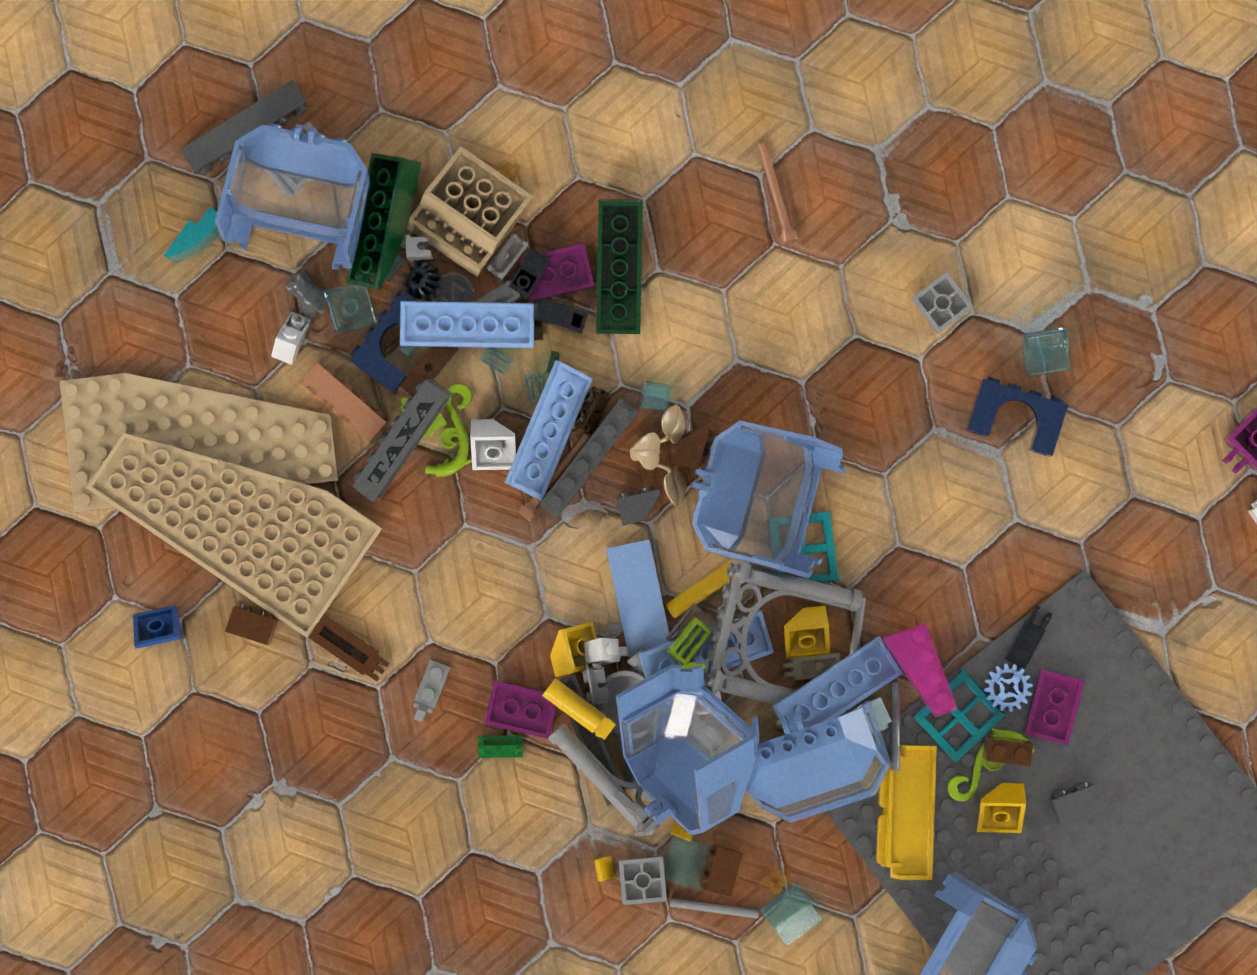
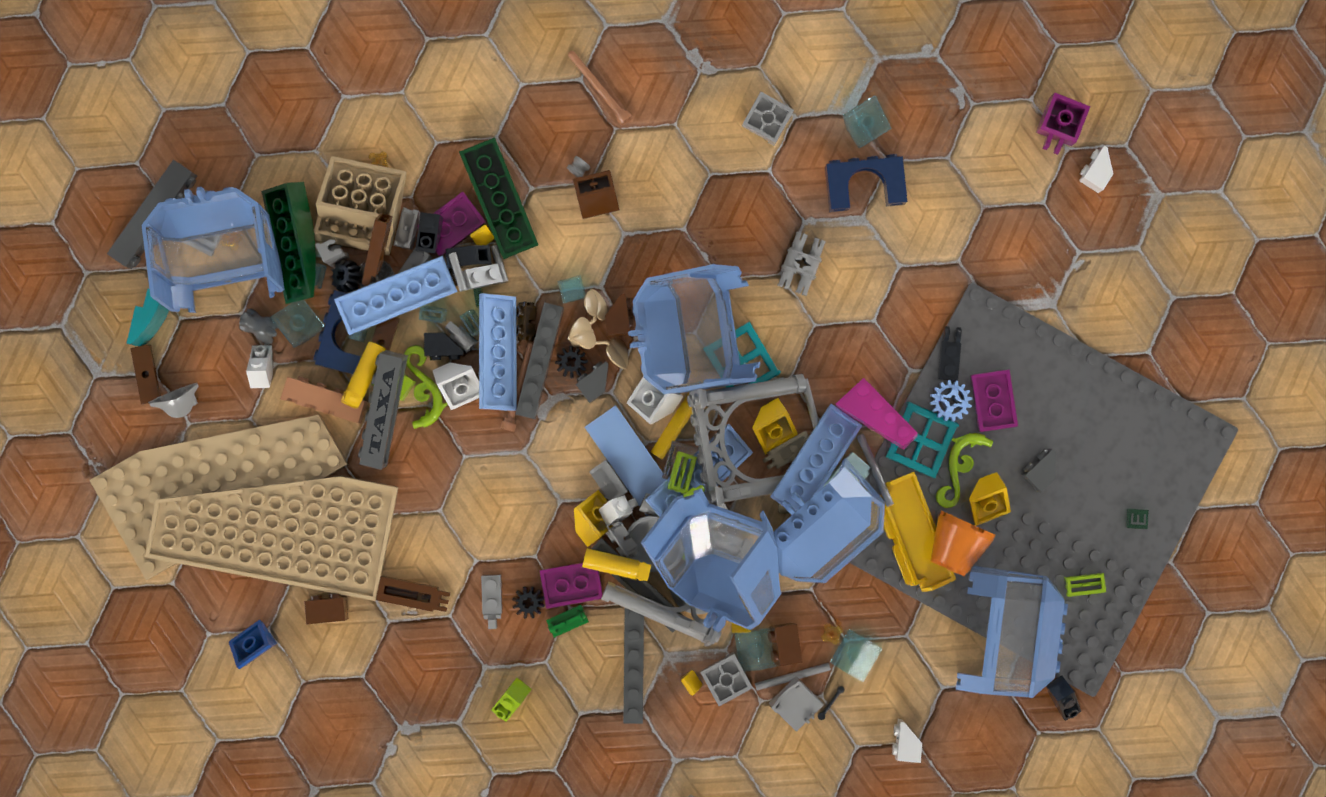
camera: 30 degrees left, 0 degrees up
(168, 280) = (143, 362): none -> reddish brown tile
(188, 338) = (178, 402): none -> light grey hat
(395, 395) = (362, 376): none -> yellow piece
(406, 804) = (511, 699): none -> lime slope
(467, 701) = (533, 607): none -> black gear
(469, 266) = (377, 247): none -> reddish brown hinge
(491, 397) = (440, 345): none -> black slope
(516, 397) = (461, 337): none -> light grey hinge
(550, 824) = (633, 667): none -> dark grey brick
(563, 341) = (482, 275): none -> light grey plate
(584, 299) = (482, 236): none -> yellow slope
(607, 616) = (608, 481): none -> light grey hinge
(628, 478) = (578, 362): none -> black gear
(689, 554) = (651, 403): none -> white slope
(705, 938) = (796, 704): none -> light grey piece
(717, 269) = (578, 167): none -> light grey wheel
(724, 307) = (596, 194): none -> reddish brown slope
(727, 962) = (821, 715): none -> black hinge
(899, 473) = (792, 267): none -> light grey pin
(949, 841) = (958, 543): none -> orange cone
(1007, 750) = (973, 451): reddish brown brick -> none
(1049, 938) = (1068, 586): none -> lime tile
(1153, 898) = (1137, 518): none -> clear green tile

